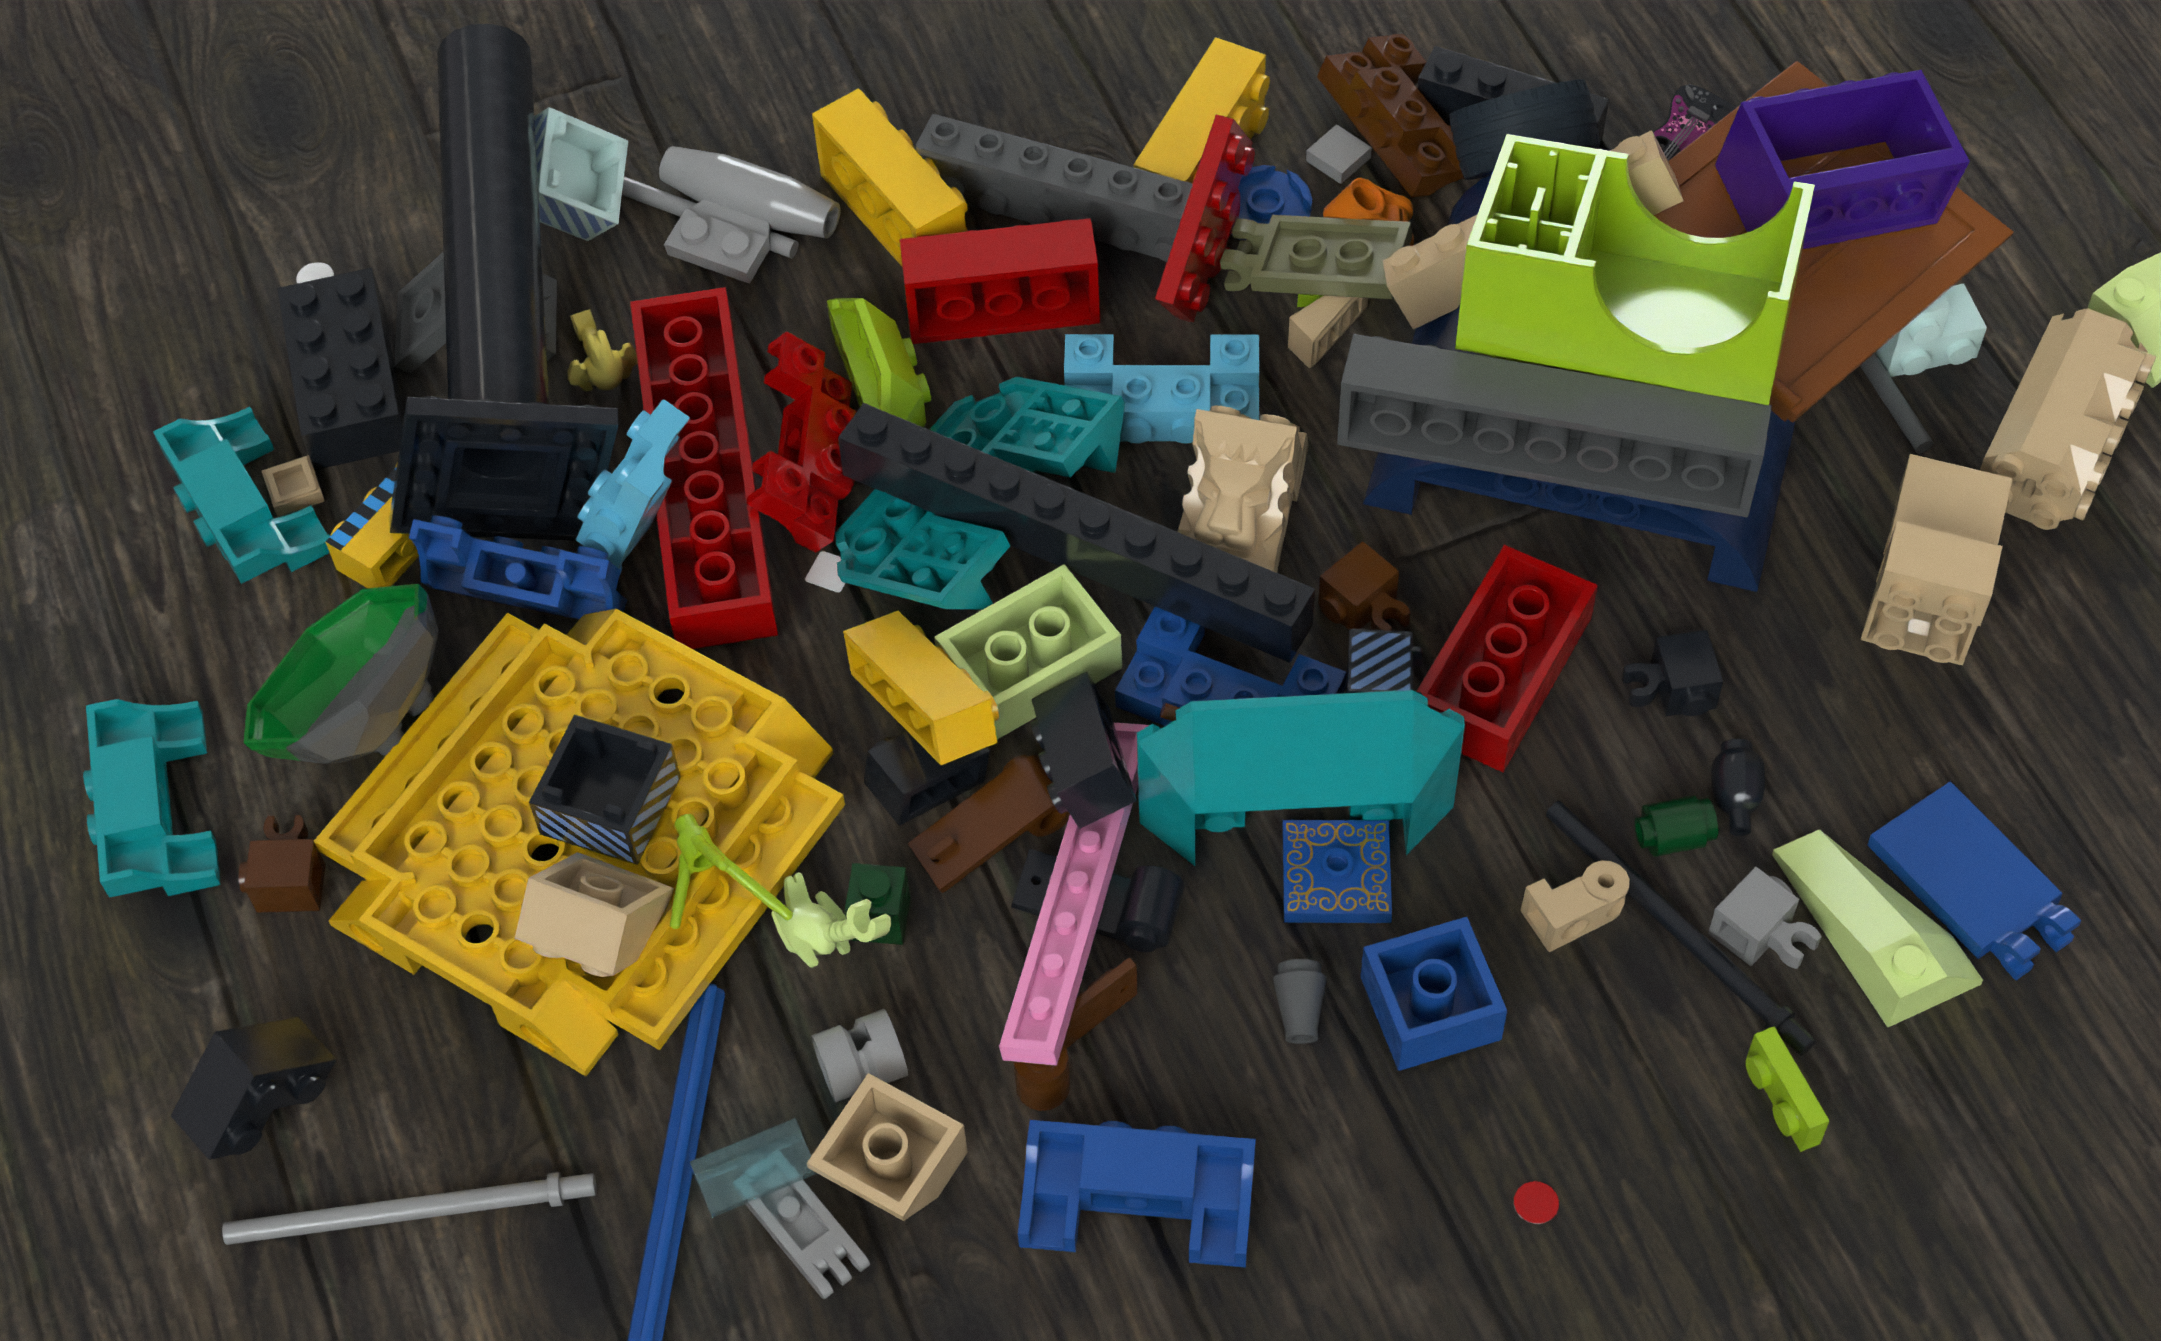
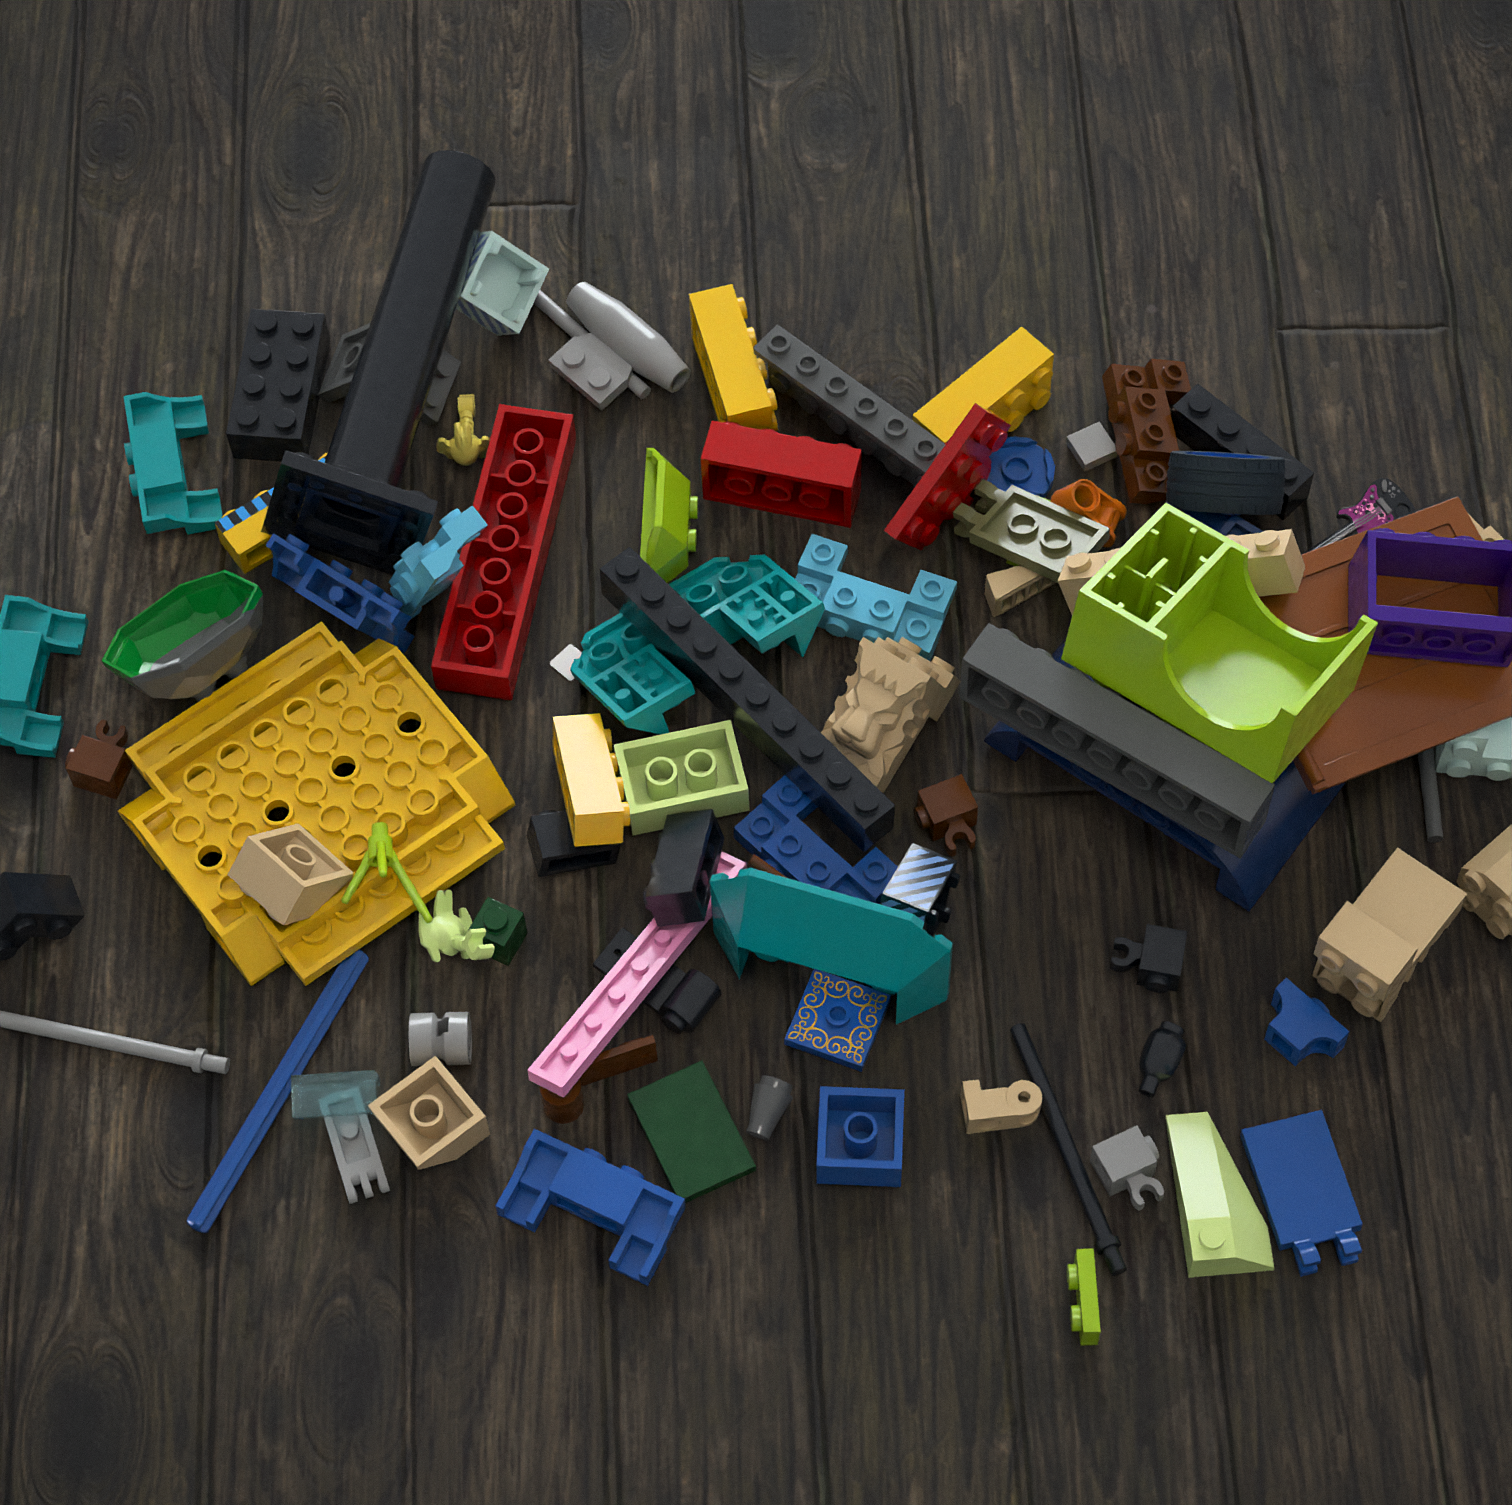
camera: 20 degrees right, 5 degrees up
(293, 485) = (212, 466): tan tile -> none
(314, 271) = (288, 300): white sticker -> none
(605, 789) = (332, 784): black container -> none
(806, 475) = (573, 591): red bracket -> none
(989, 822) = (598, 897): reddish brown door -> none
(1217, 1062) = (691, 1132): none -> dark green tile
(1508, 652) = (1027, 900): red brick -> none
(1536, 1202) = (873, 1313): red sticker -> none
(1676, 825) = (1098, 1072): dark green brick -> none
(1883, 693) = (1303, 1025): none -> blue brick

